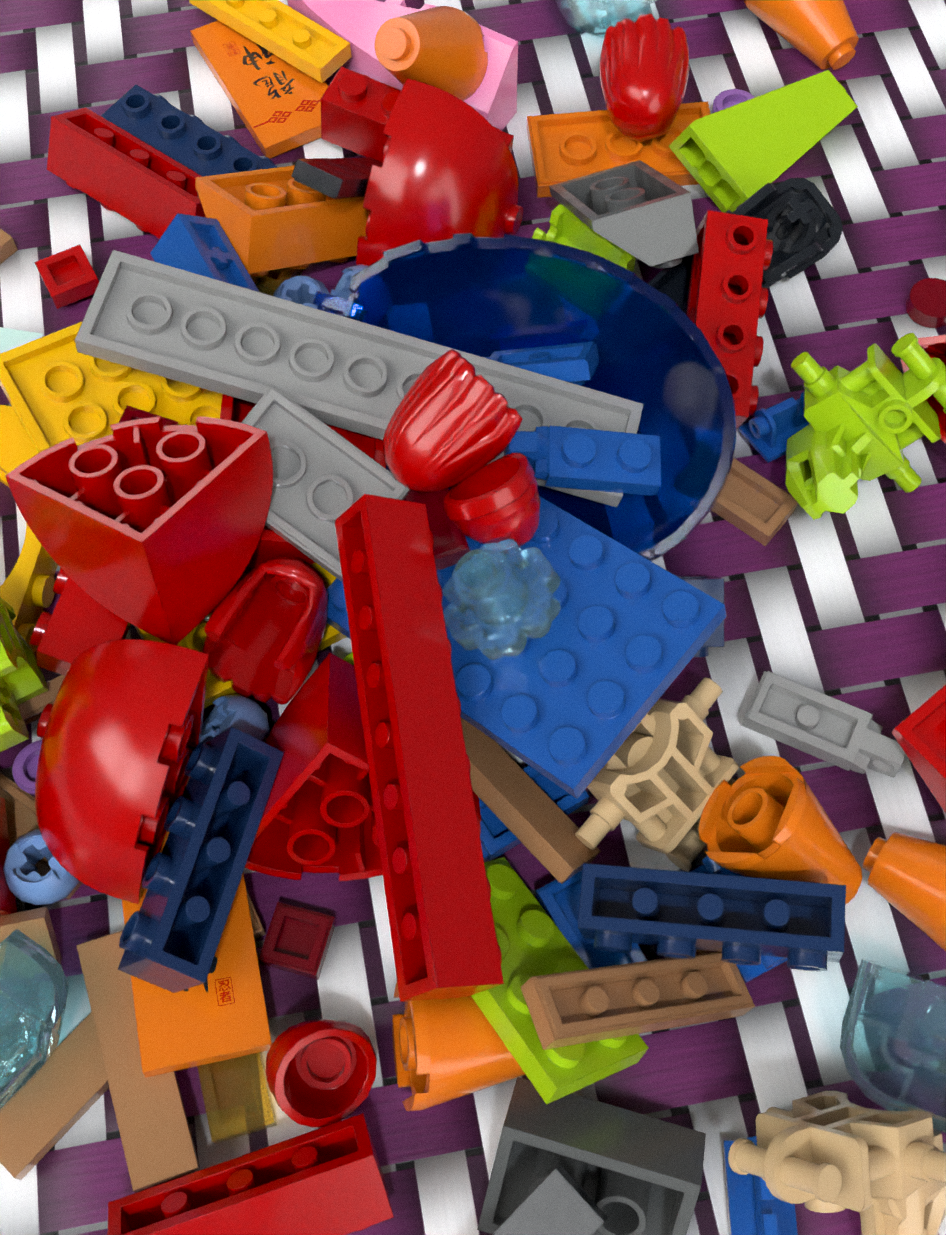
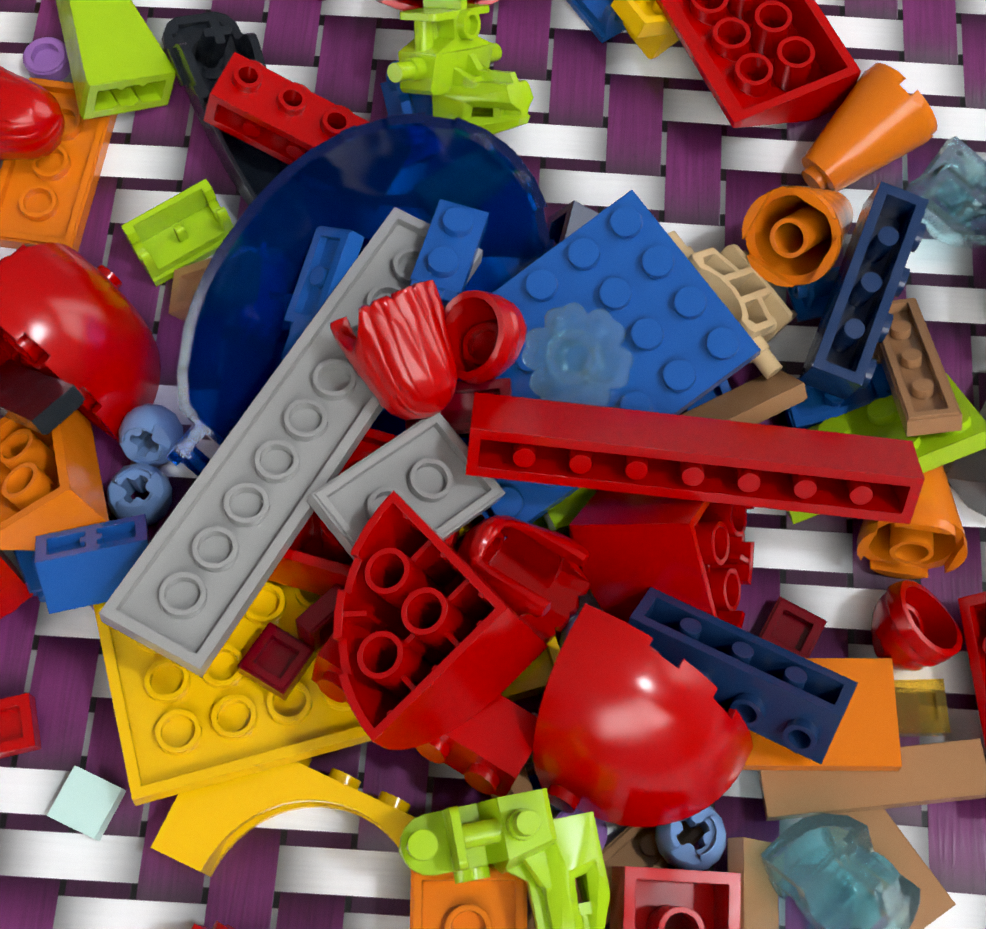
camera: 75 degrees left, 5 degrees up
(634, 211) = (163, 161): dark grey slope -> none
(821, 726) = (698, 183): light grey hinge -> none

